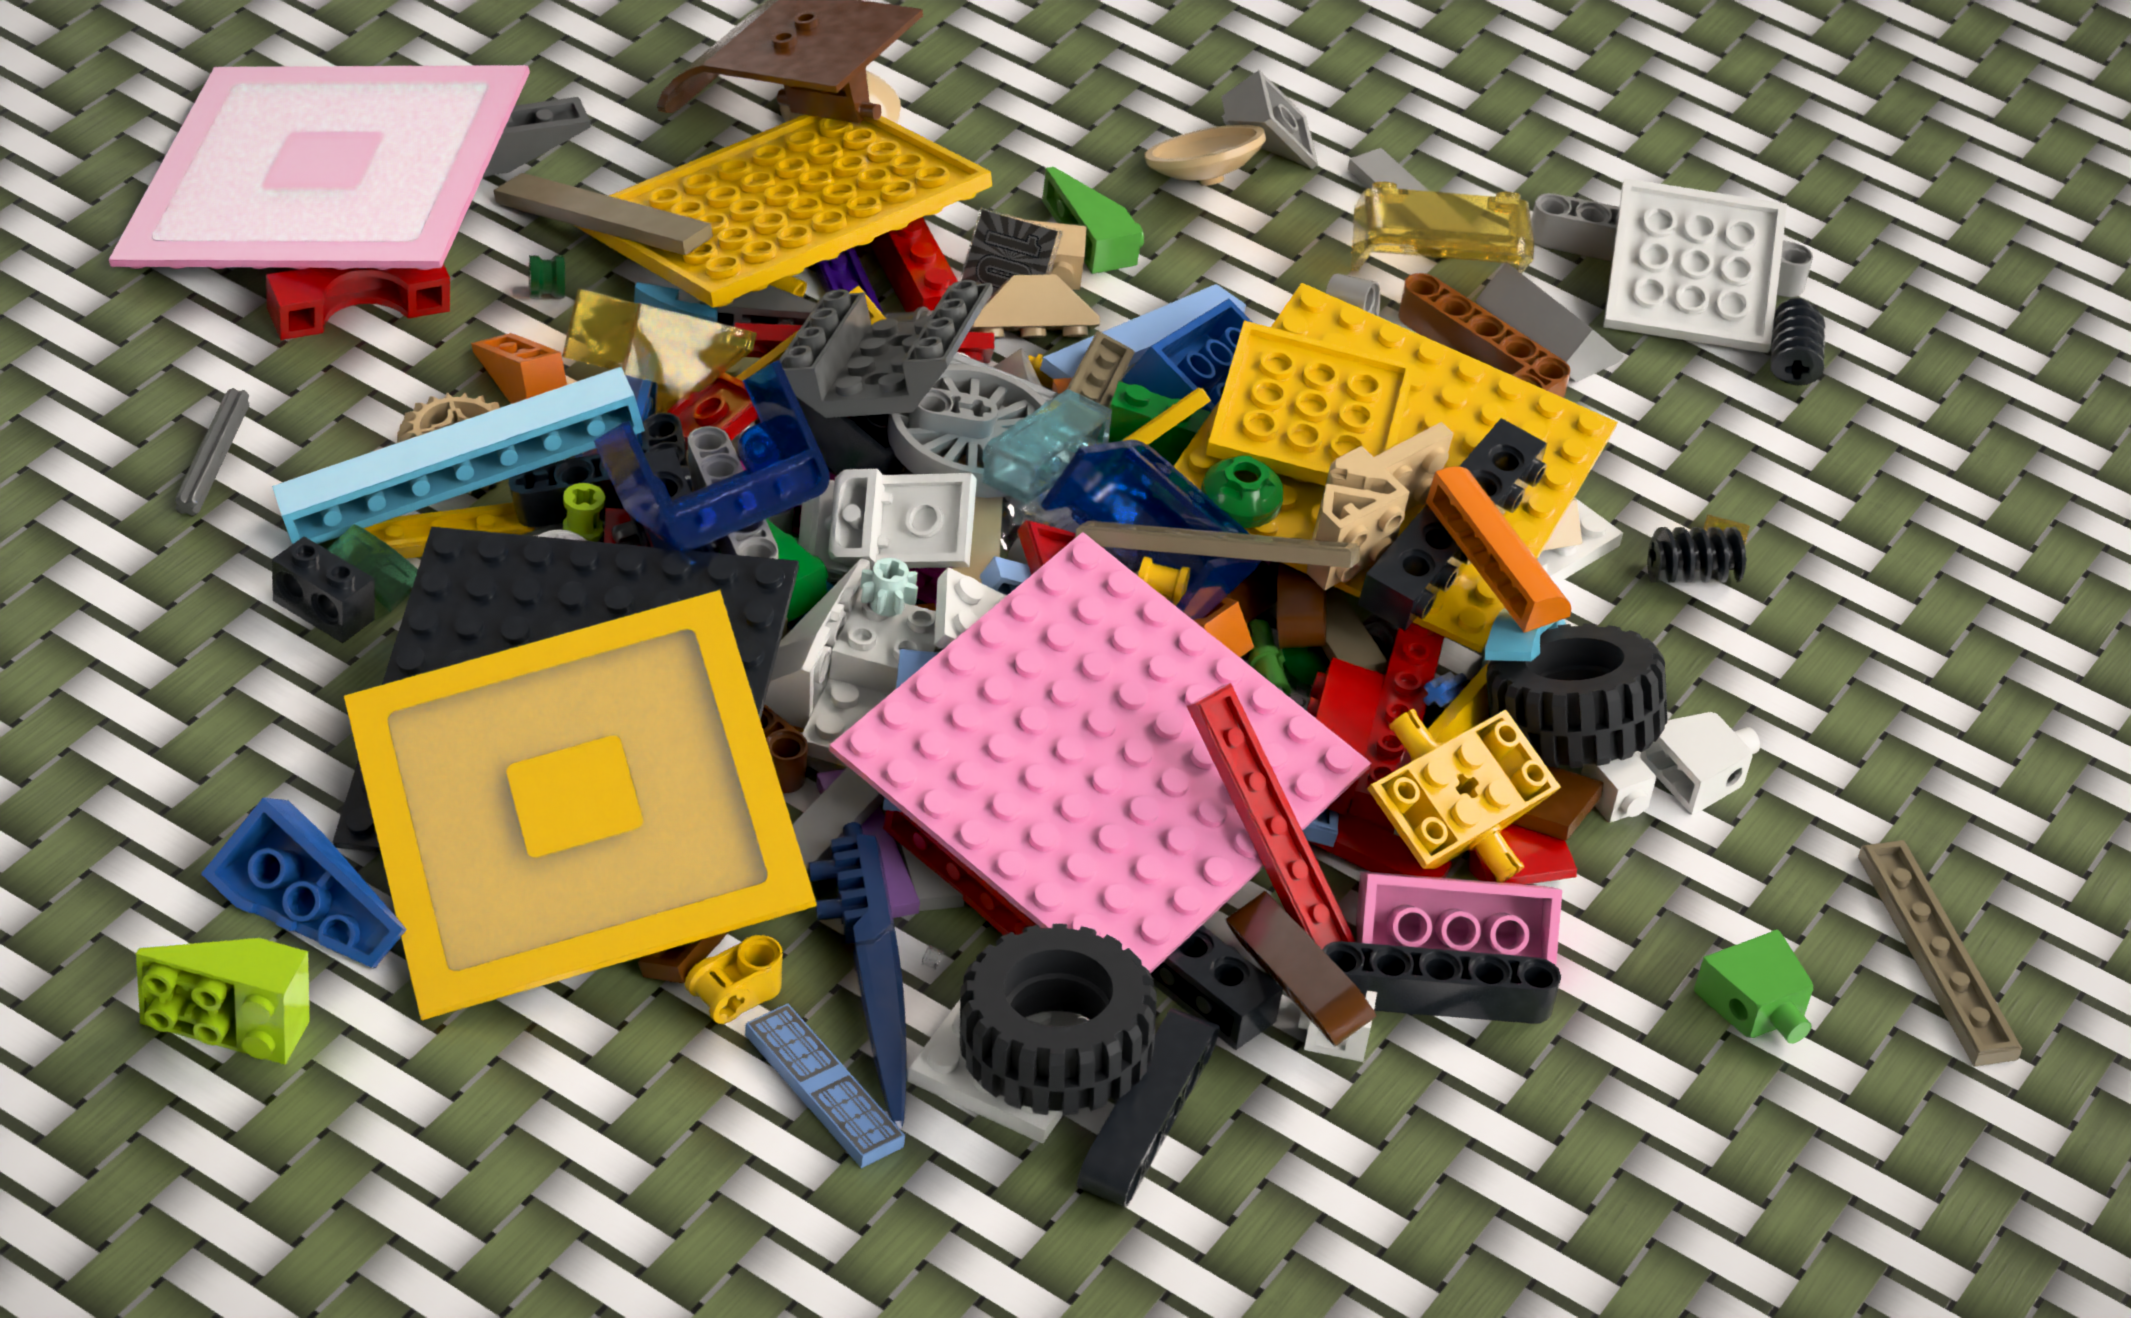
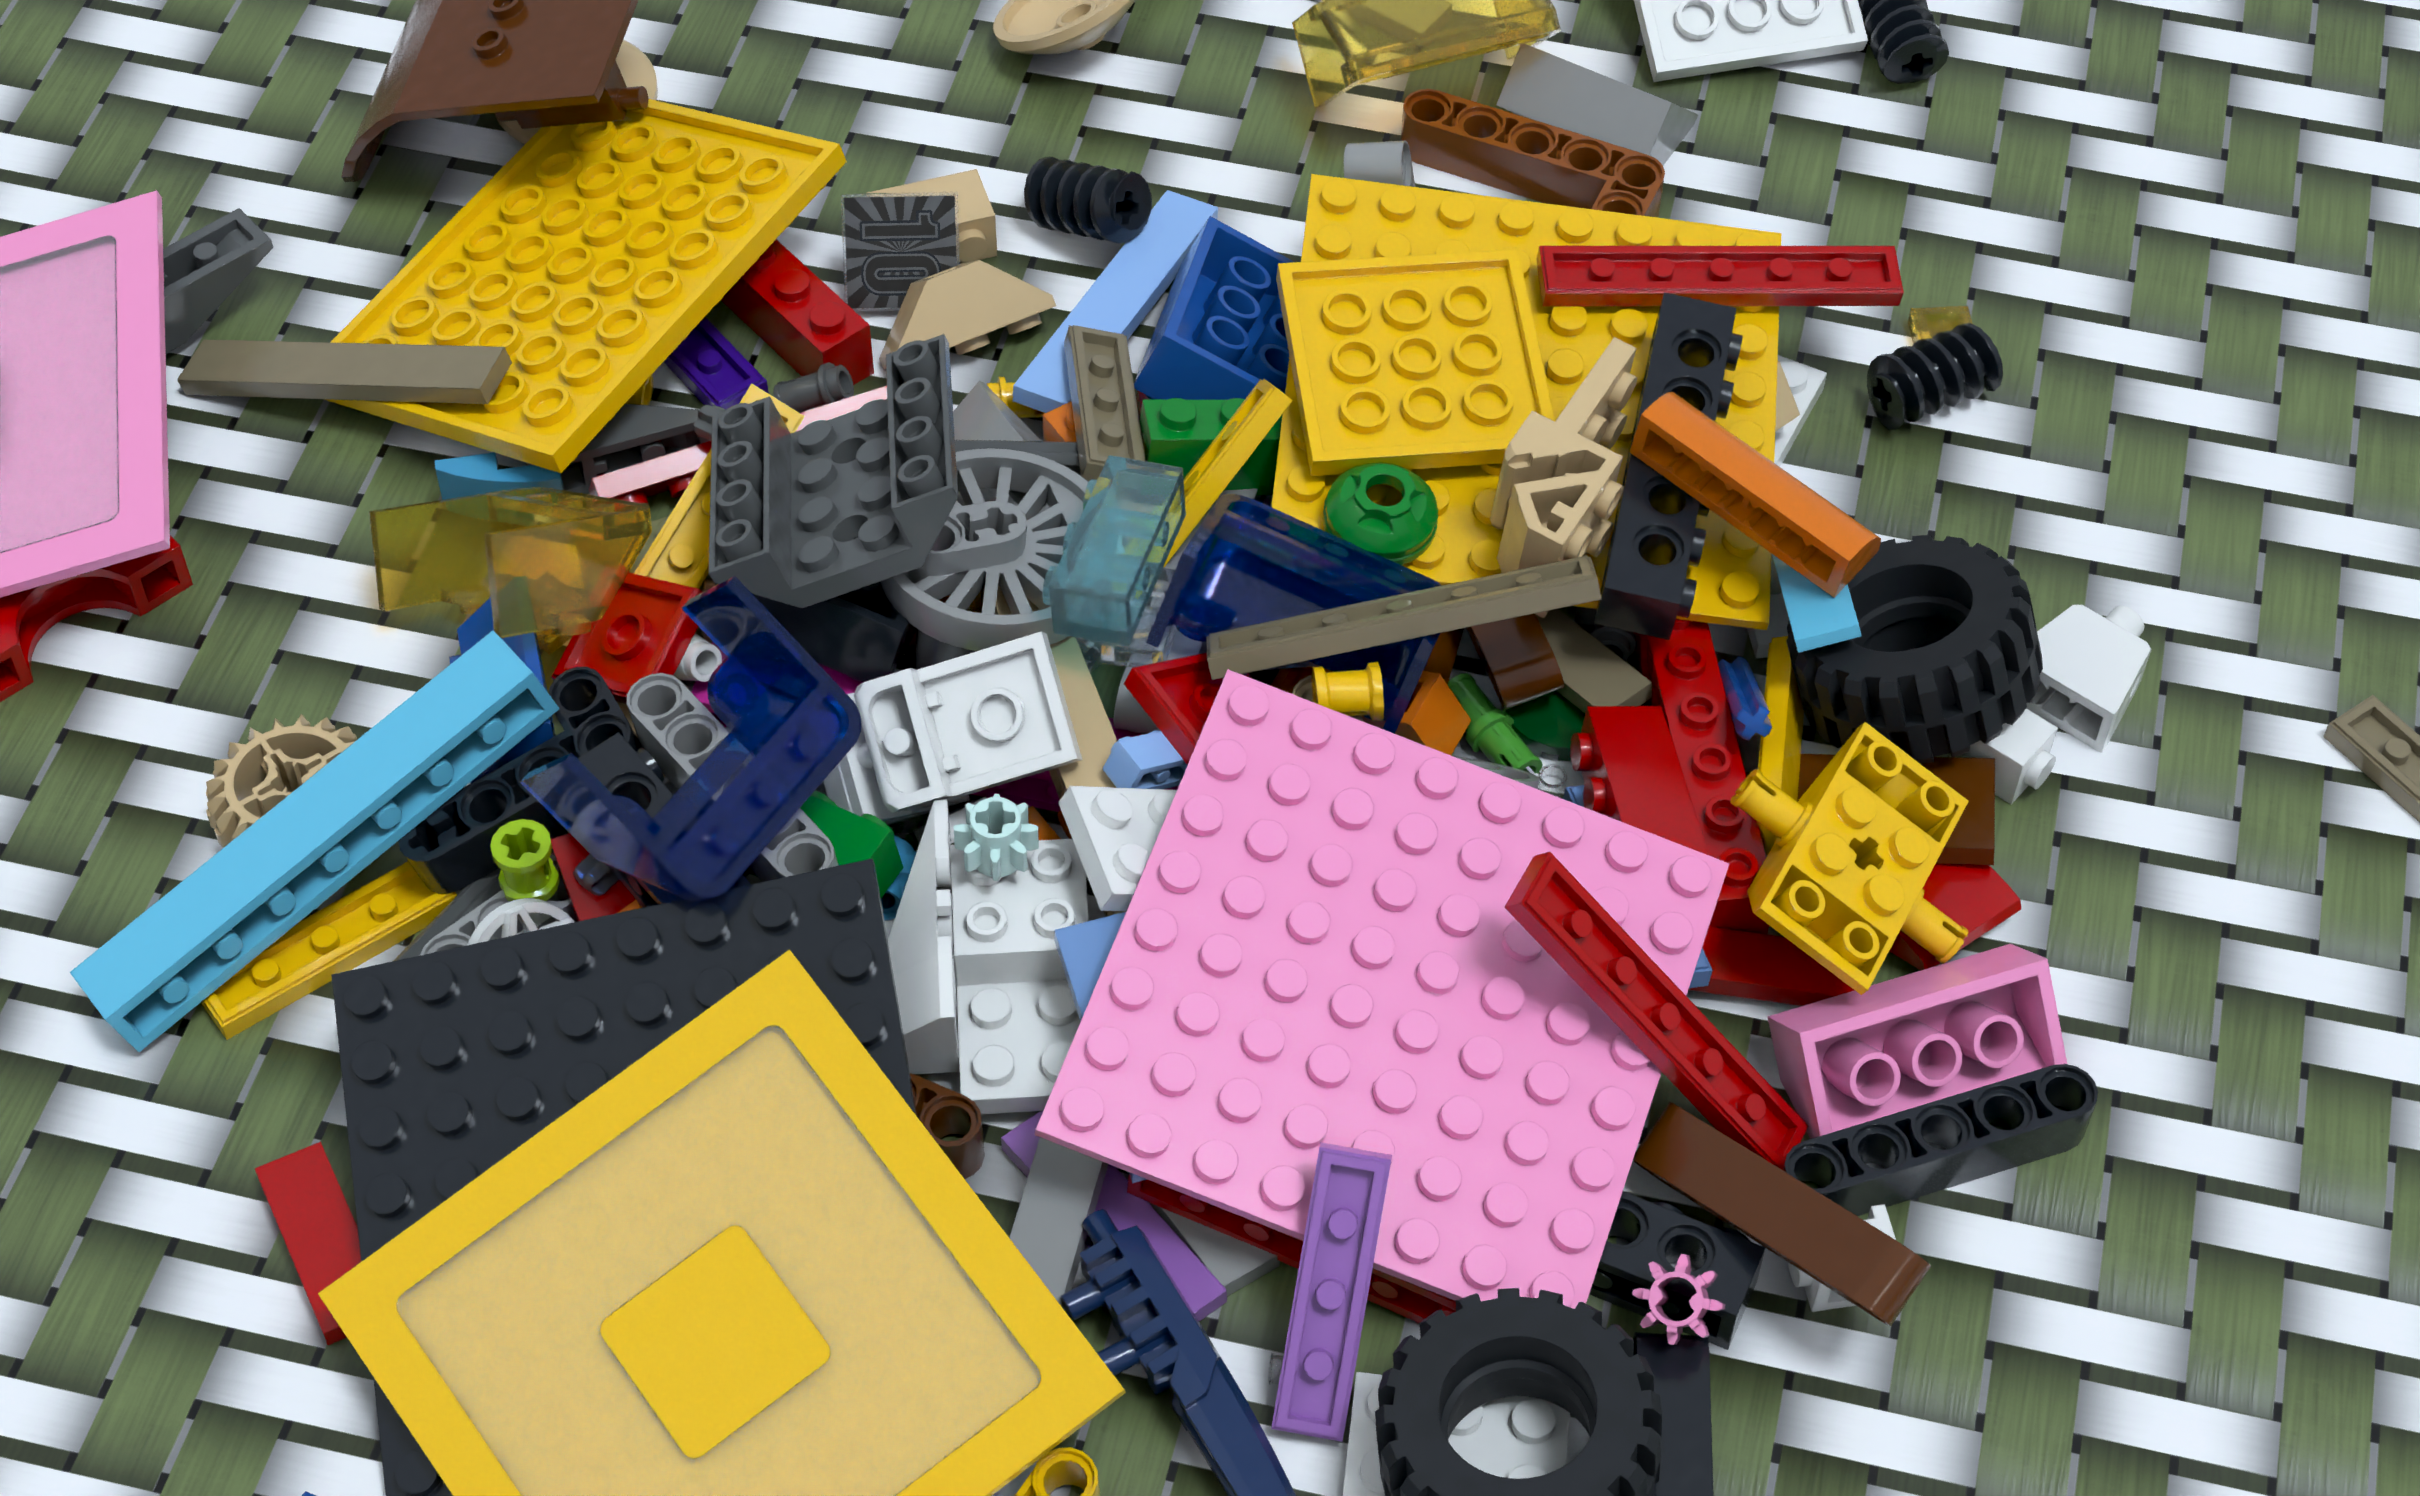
camera: 15 degrees left, 10 degrees up
(323, 589) = (207, 1107): black brick -> none
(359, 667) = (313, 1224): none -> red tile
(391, 571) = (259, 1040): clear green slope -> none
(520, 366) = (338, 649): orange slope -> none
(546, 276) = (305, 489): dark green wheel -> none
(979, 904) = (1331, 1291): none -> medium lavender tile
(1111, 233) = (959, 141): bright green slope -> none
(1153, 268) = (1087, 199): none -> black piece
(1191, 989) = (1658, 1296): none -> bright pink gear
(1561, 429) = (1720, 275): none -> red tile
(1758, 987) = (2324, 990): bright green torso -> none

